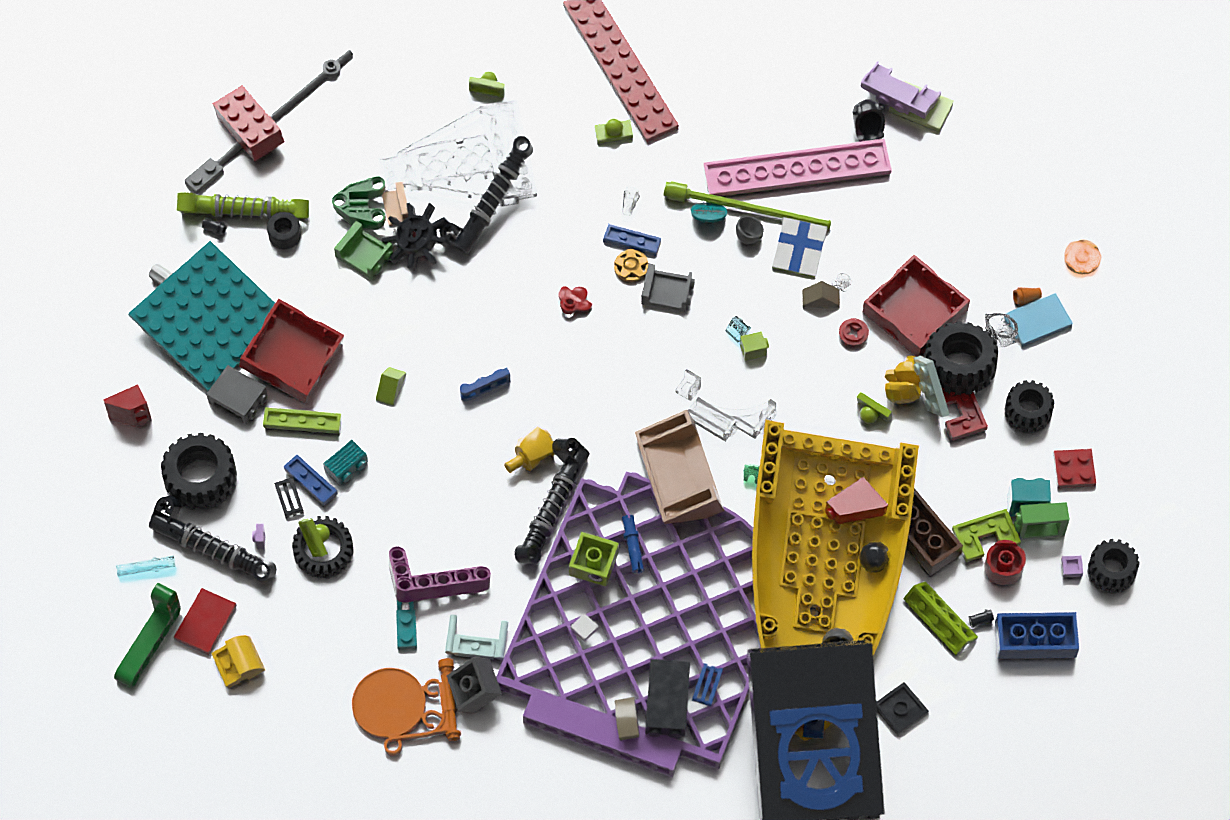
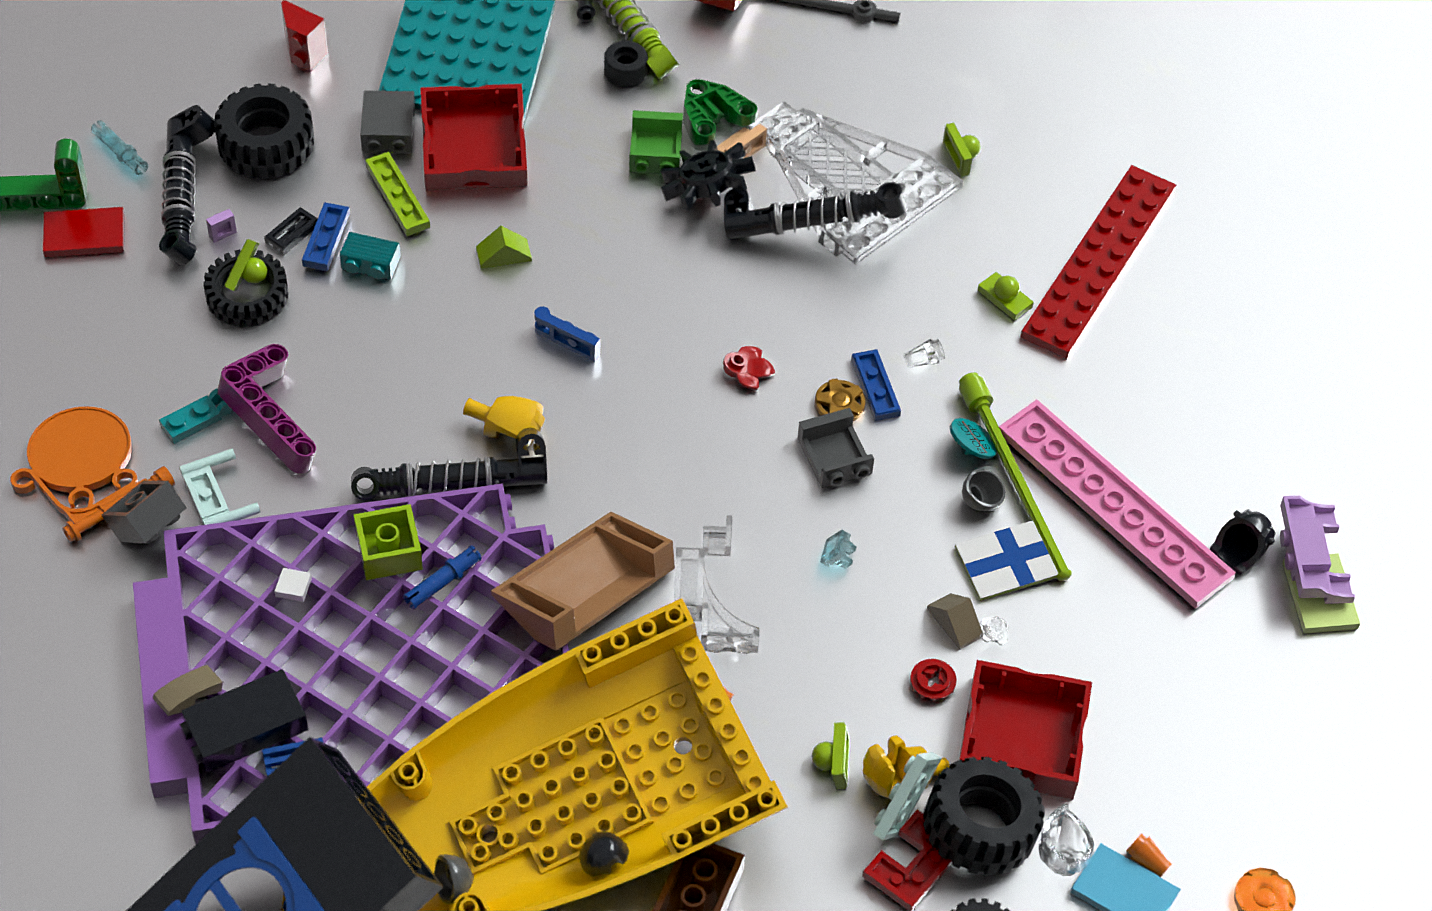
camera: 55 degrees right, 10 degrees down
(238, 660) = (48, 281): yellow brick -> none
(754, 345) = (825, 577): lime brick -> none
(856, 503) = (659, 785): slope -> none

